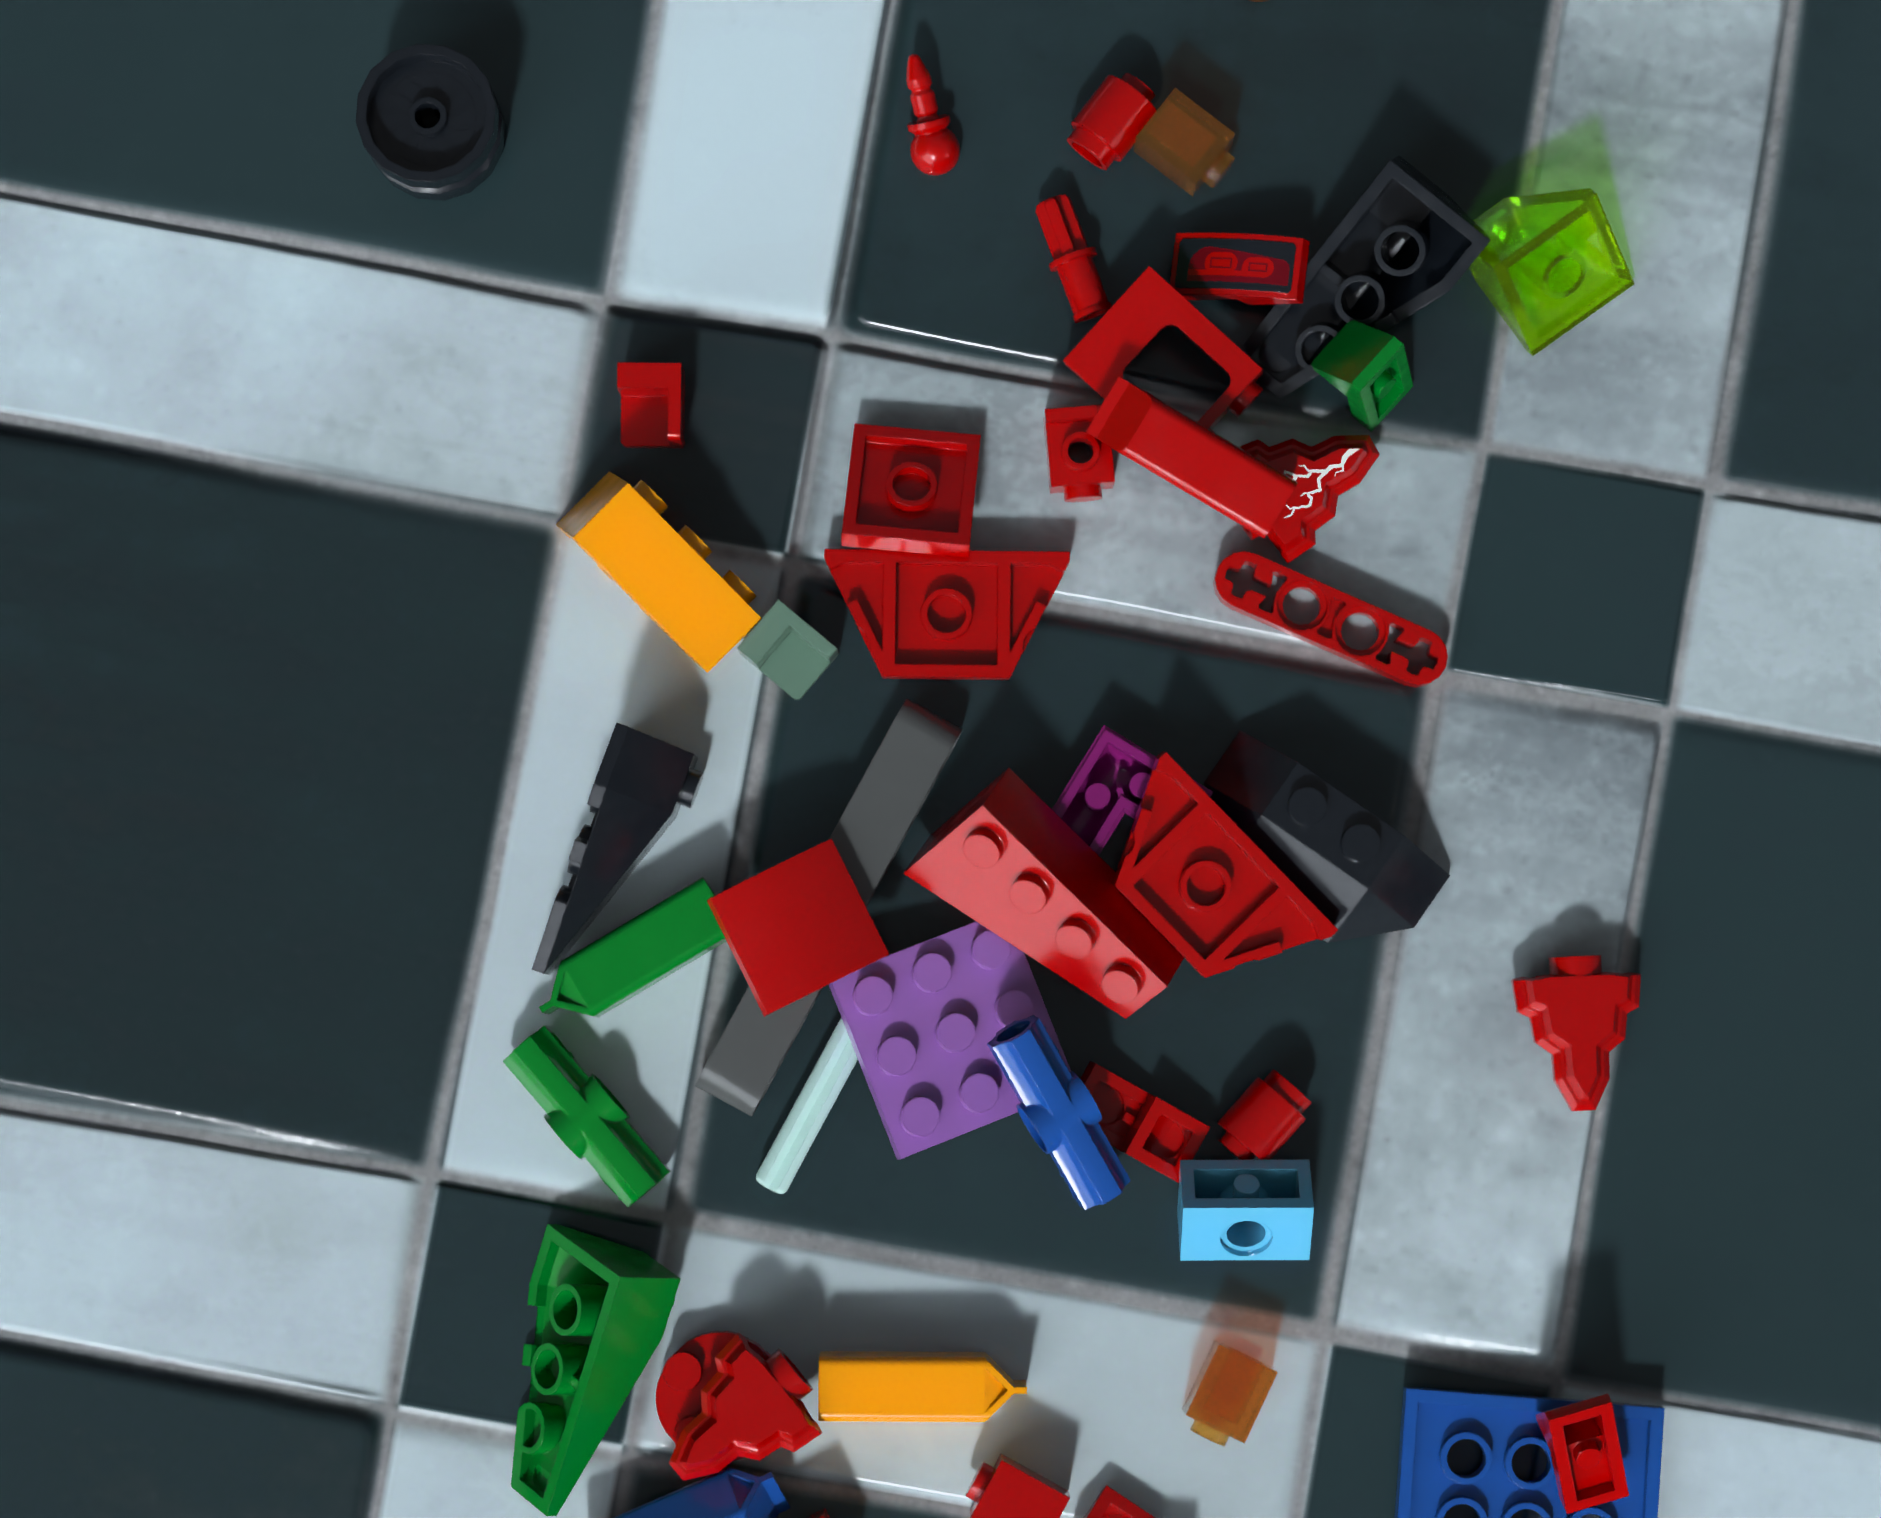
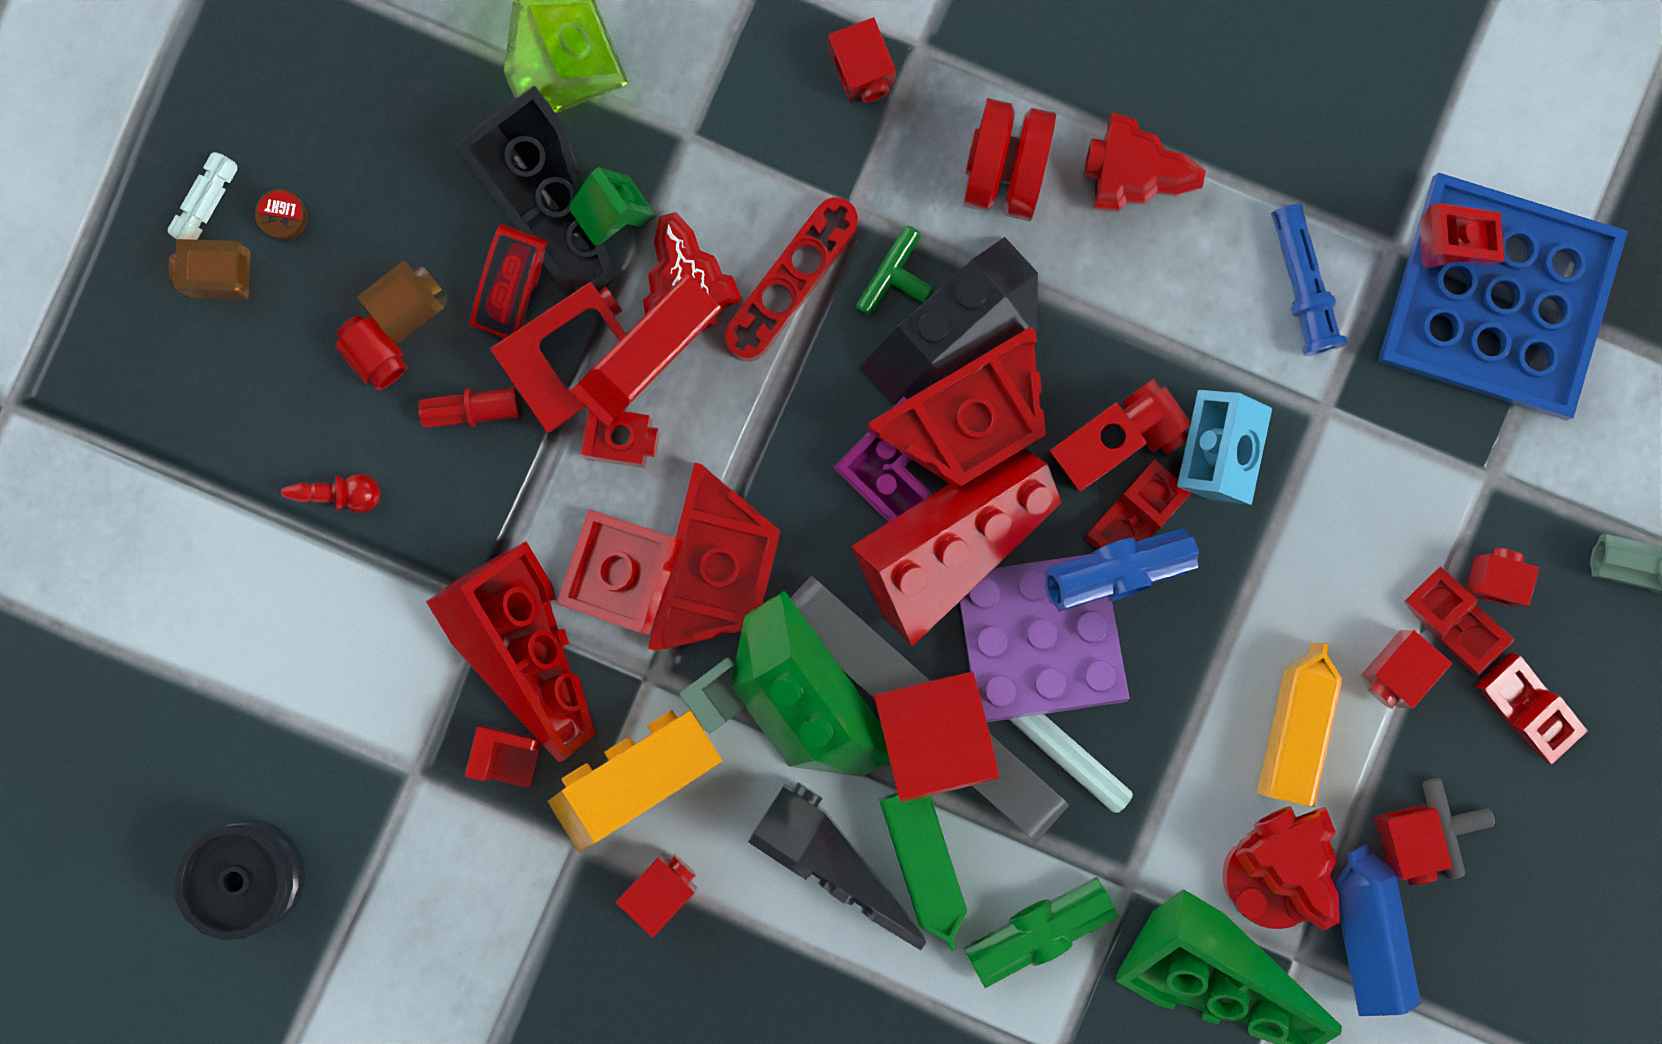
camera: 80 degrees left, 0 degrees up
(528, 633) = (658, 893): none -> red brick
(801, 376) = (510, 637): none -> red wedge
(812, 753) = (803, 694): none -> green wedge
(1194, 1033) = (1085, 455): none -> red torso
(1228, 1394) = (1357, 492): clear orange brick -> none
(1368, 744) = (893, 274): none -> green piece
(1458, 1284) = (1312, 301): none -> blue pin
(1543, 852) = (1008, 159): none -> red wheel
(1627, 643) = (862, 61): none -> red brick

